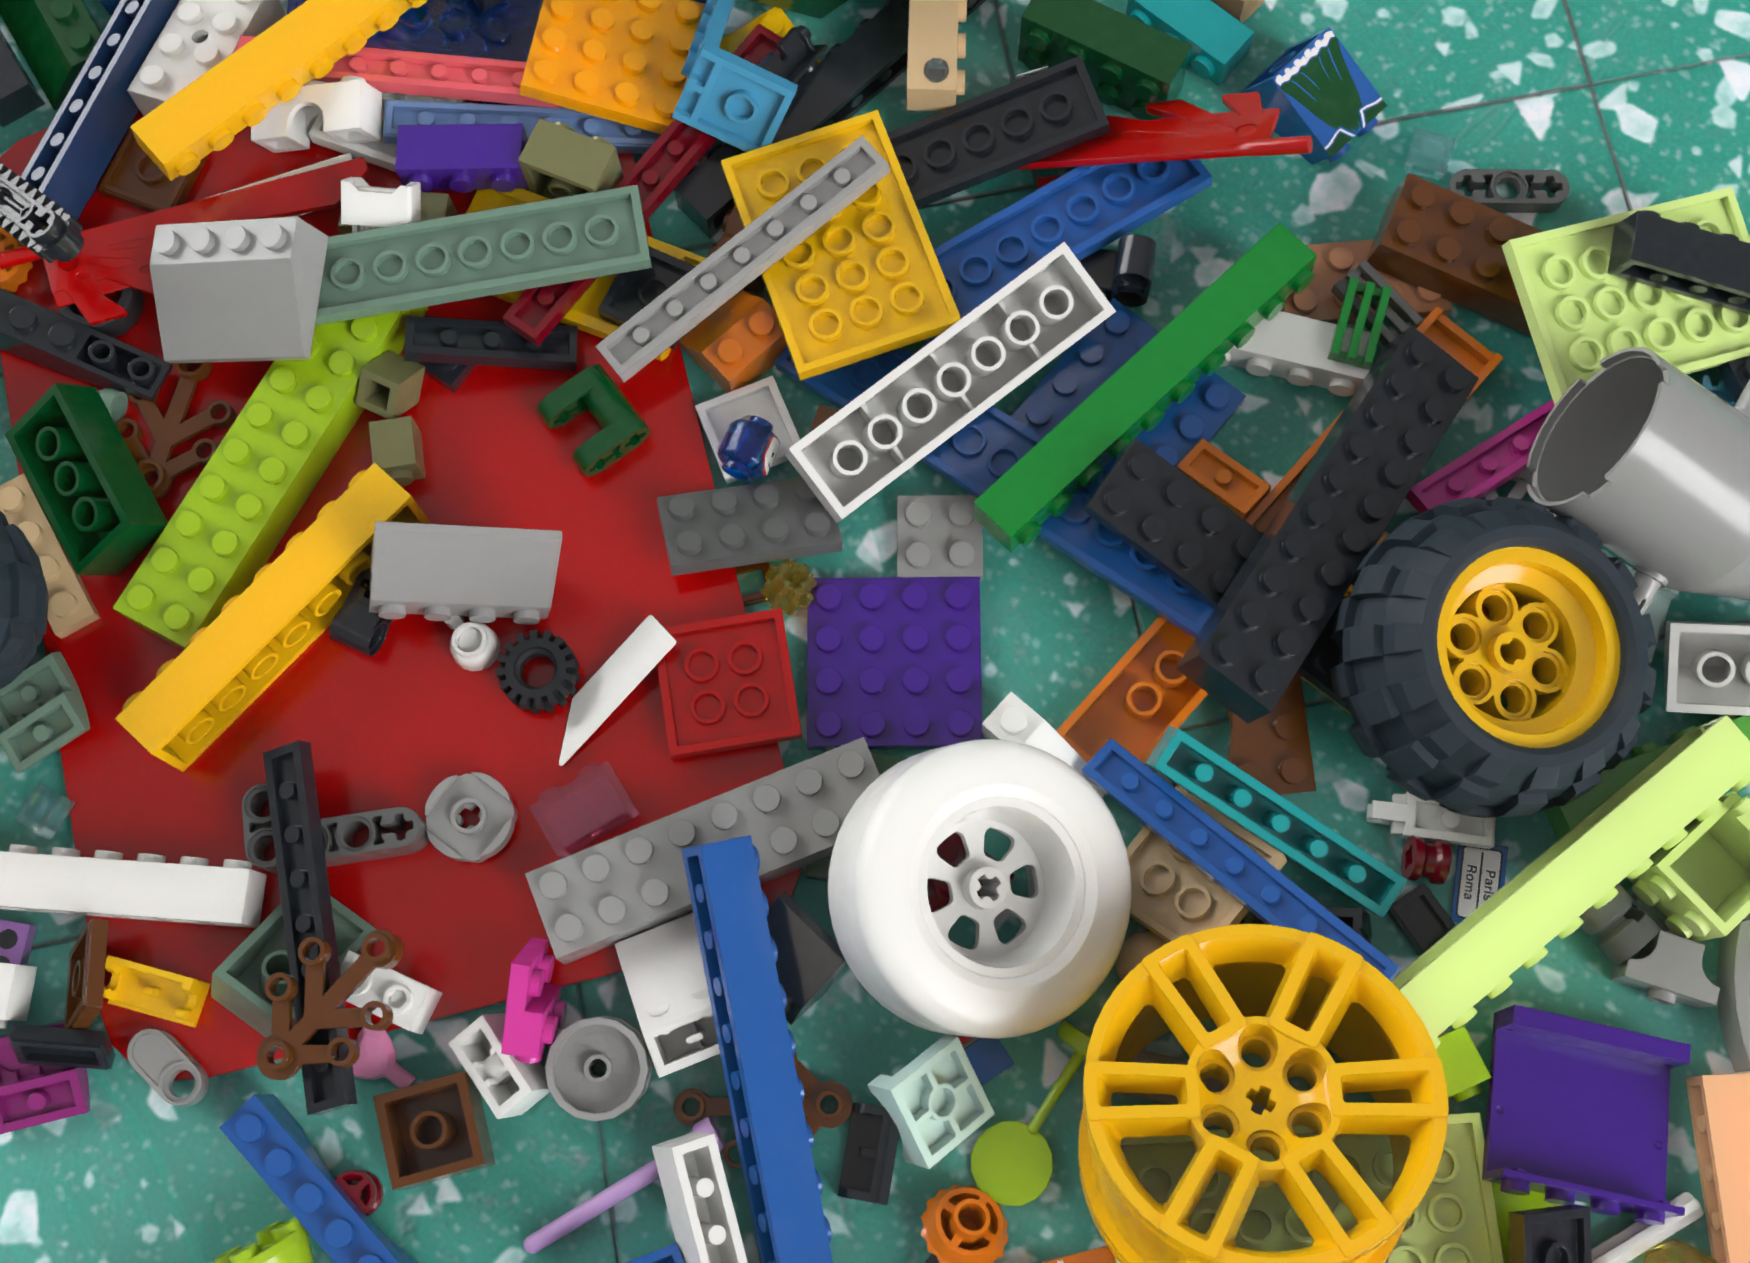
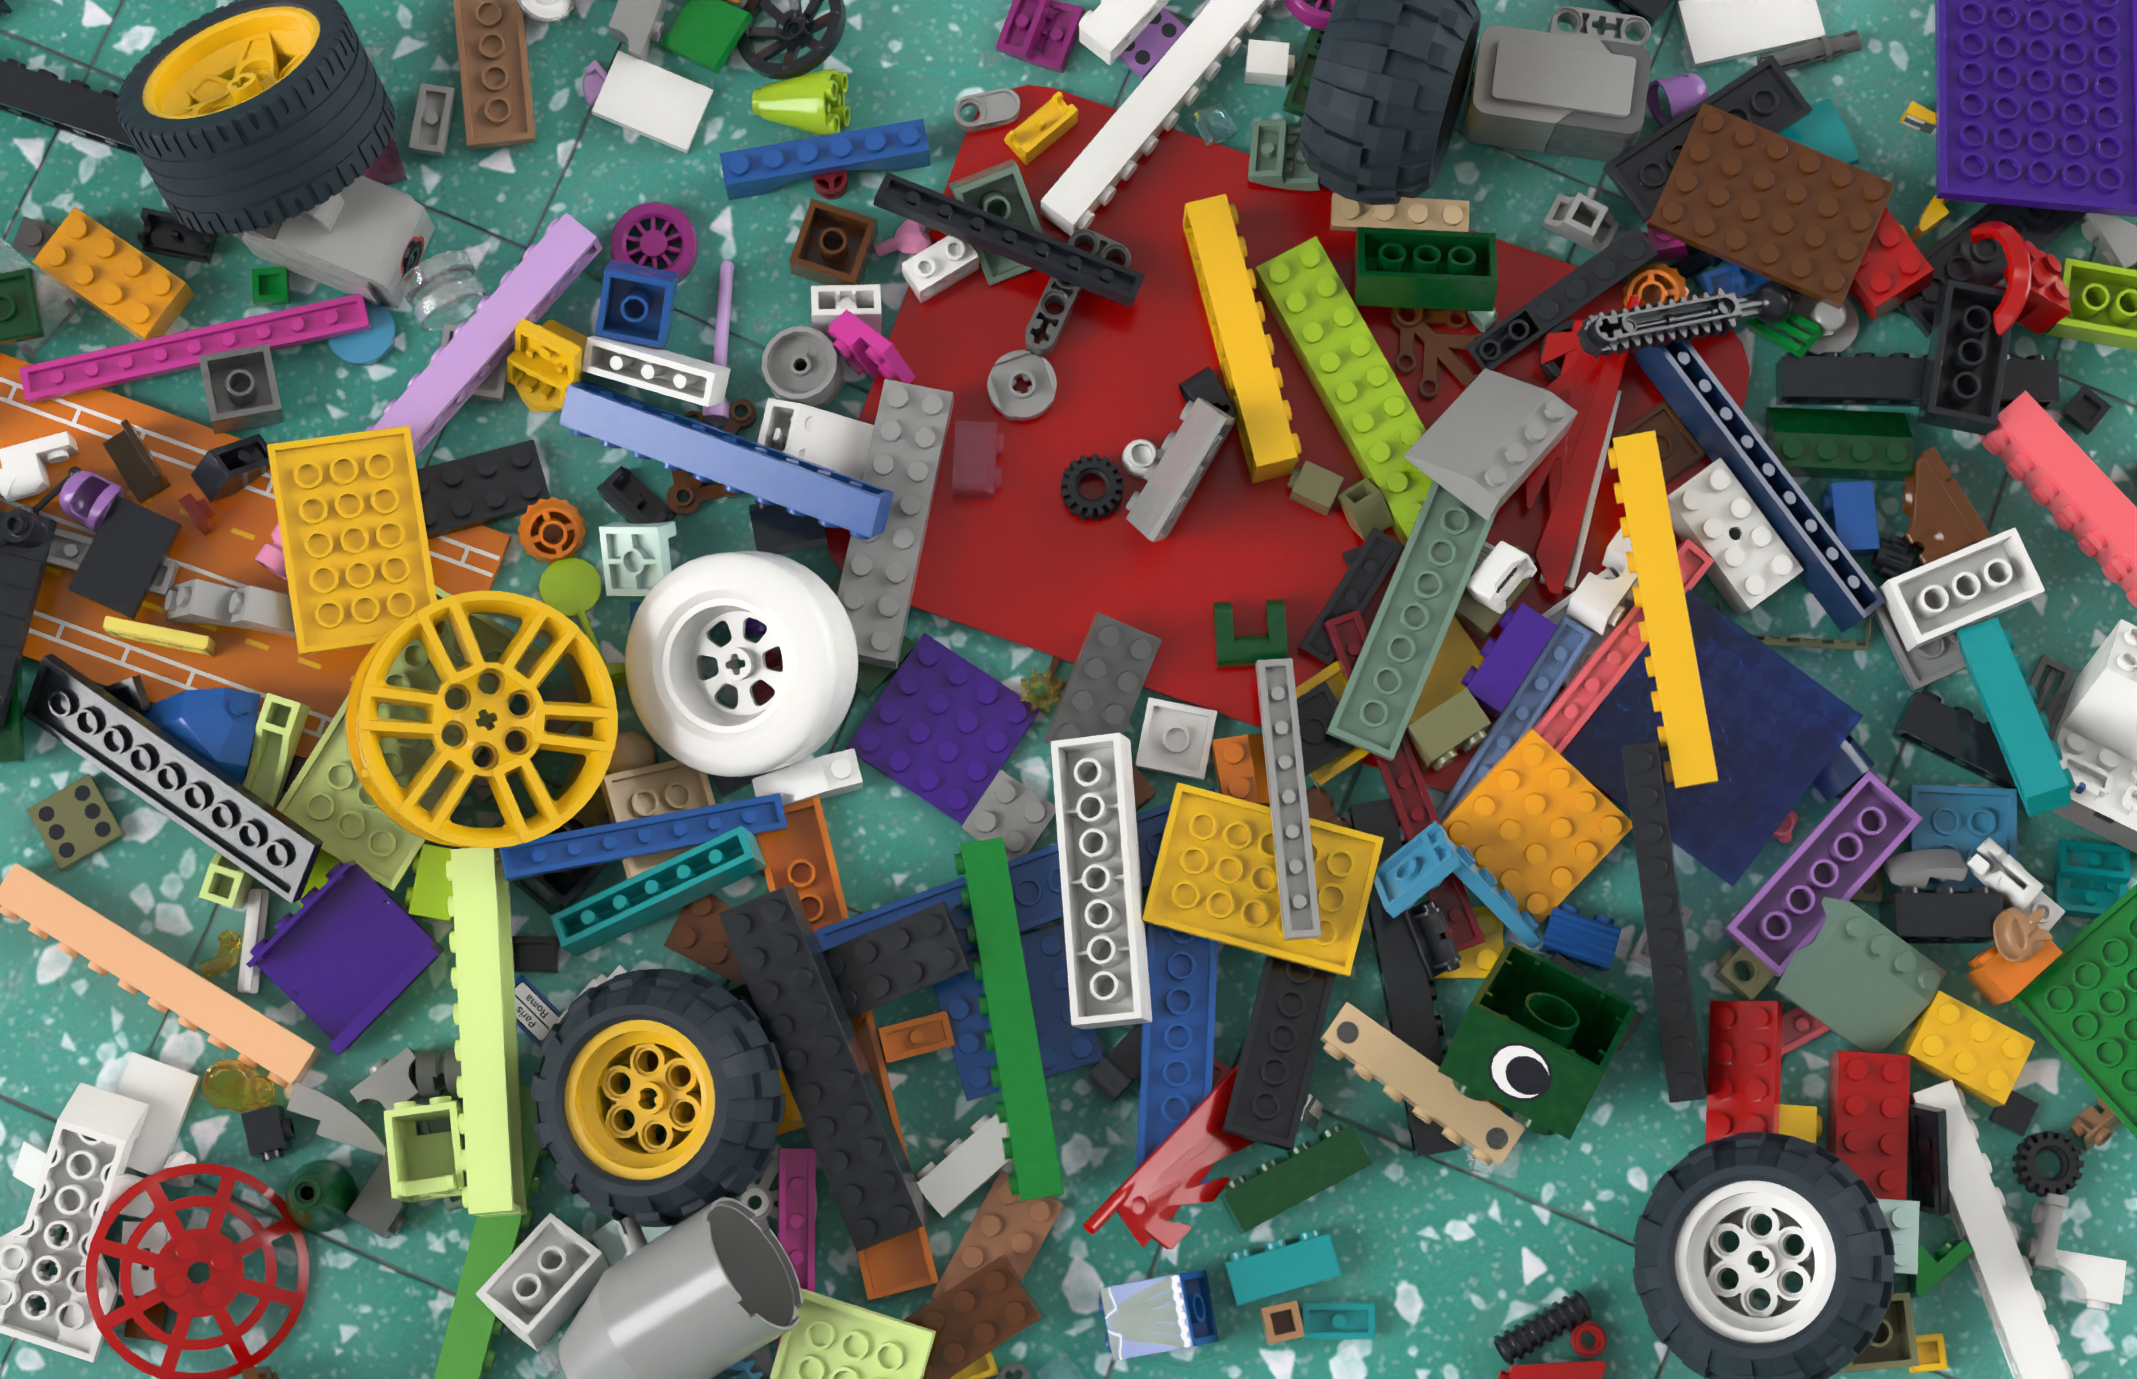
camera: 115 degrees right, 5 degrees up
(62, 1047) = (1042, 53): black tile -> none
(86, 976) = (1074, 89): reddish brown tile -> none
(322, 1008) = (943, 215): reddish brown plant -> none
(614, 683) = (1050, 532): white sticker -> none
(728, 685) = (999, 604): red plate -> none
(748, 448) = (1154, 722): clear blue head -> none
(1367, 292) = (938, 1183): green tile -> none
(1396, 302) = (997, 1233): dark grey tile -> none
(1426, 860) = (568, 981): dark red wheel -> none

